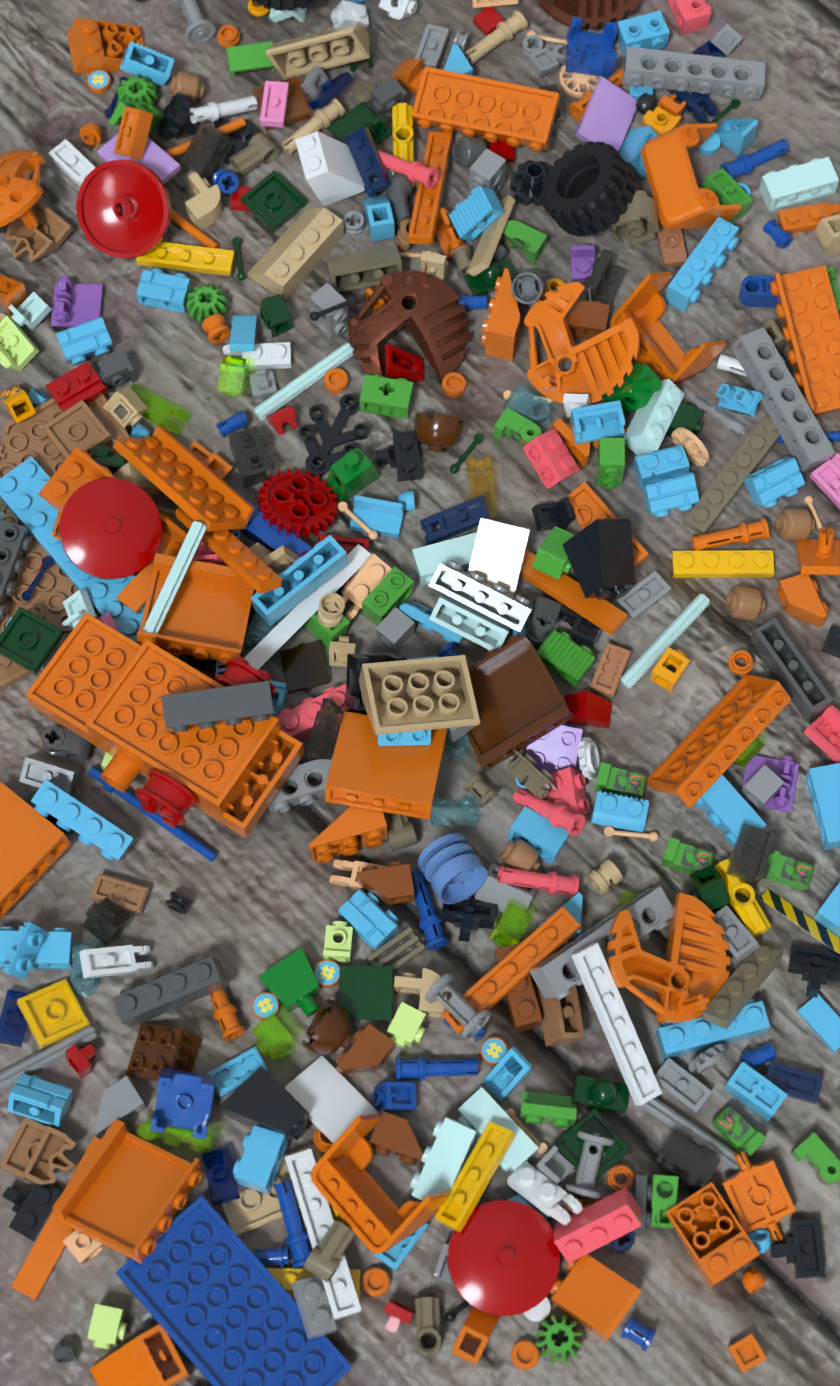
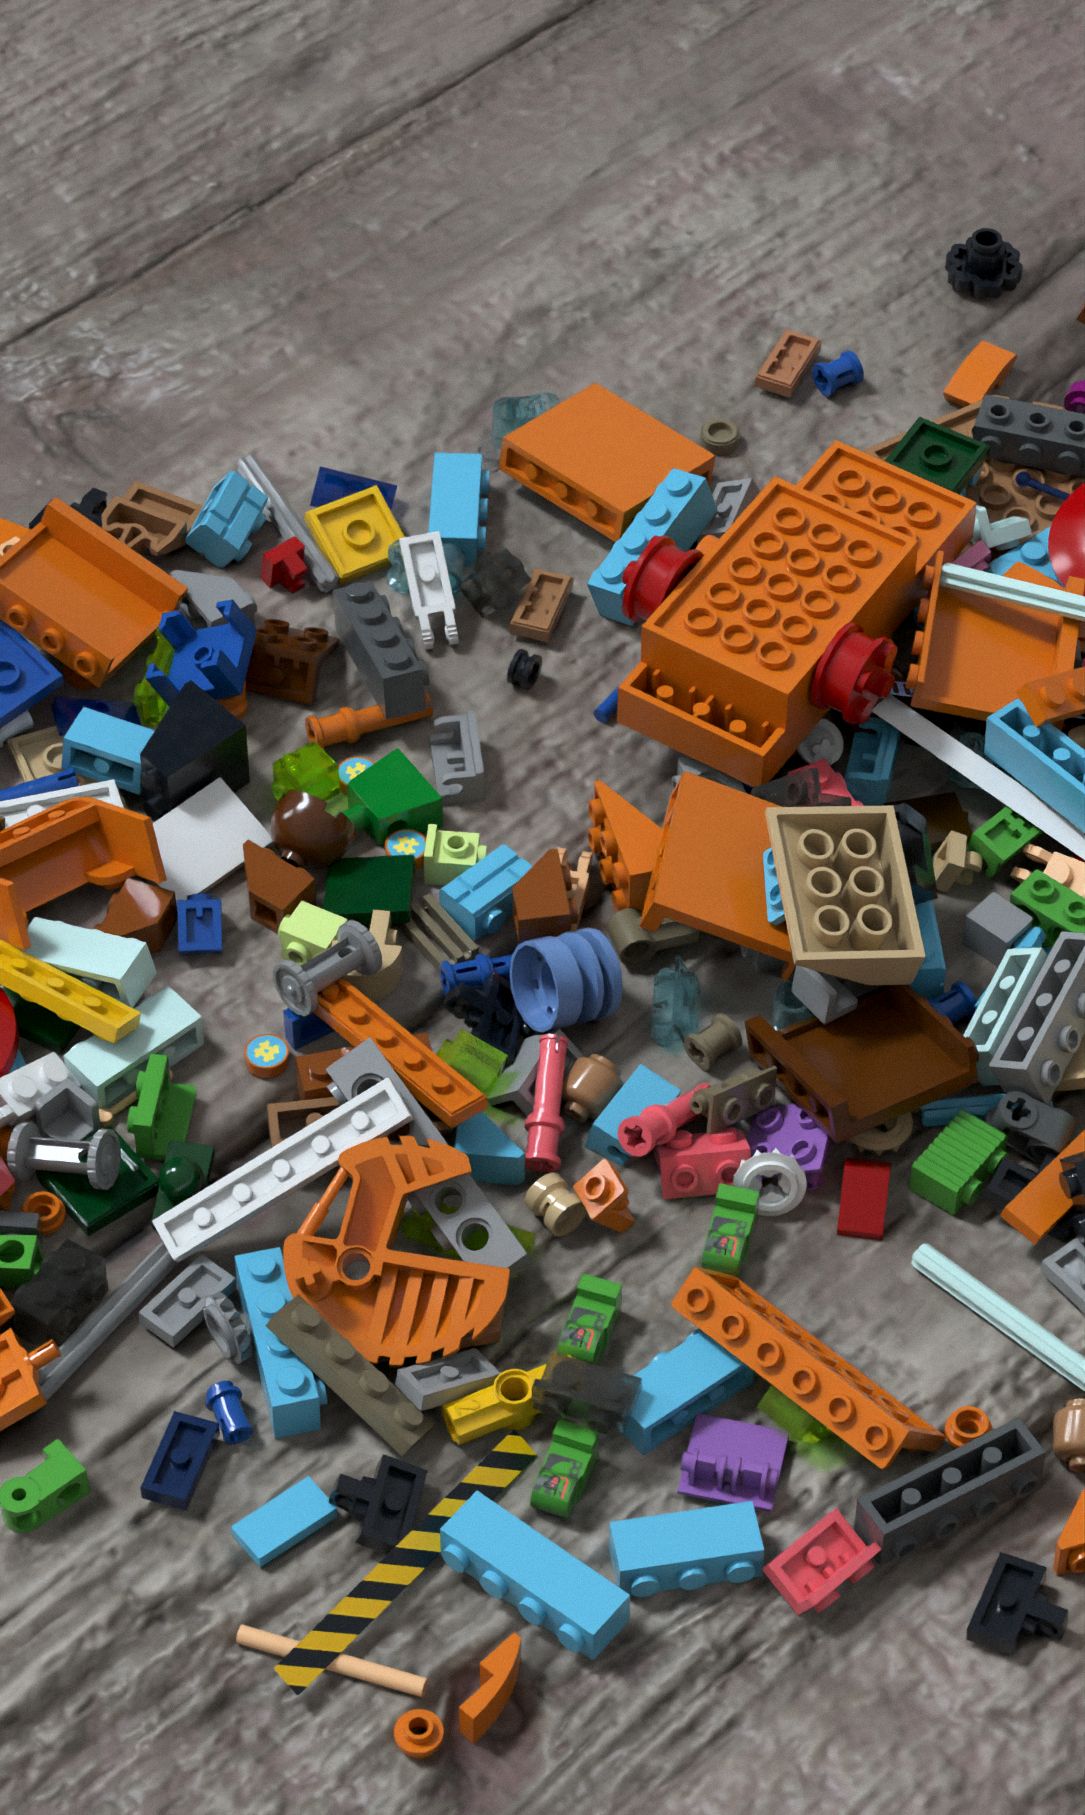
camera: 90 degrees right, 20 degrees down
(28, 941) = (445, 480): medium azure hinge -> none
(217, 705) = (798, 602): dark grey brick -> none
(237, 1071) = (262, 742): medium azure plate -> none
(255, 942) = (458, 759): none -> light grey hinge
(331, 610) = (1014, 820): tan wheel -> none
(423, 1068) = (244, 961): blue pin -> none
(508, 1074) = (229, 1070): medium azure slope -> none
(605, 847) = (605, 1197): none -> orange bracket
(609, 832) = (642, 1227): light nougat hinge -> none
(610, 670) = (943, 1228): nougat plate -> none
(620, 812) = (673, 1227): medium azure brick -> none
(670, 659) = (946, 1312): light orange brick -> none
(709, 888) = (527, 1339): dark green brick -> none
(738, 1131) = (99, 1376): bright green leg -> none
(755, 1091) = (163, 1393): medium azure hinge -> none
(761, 787) = (717, 1424): light grey panel -> none

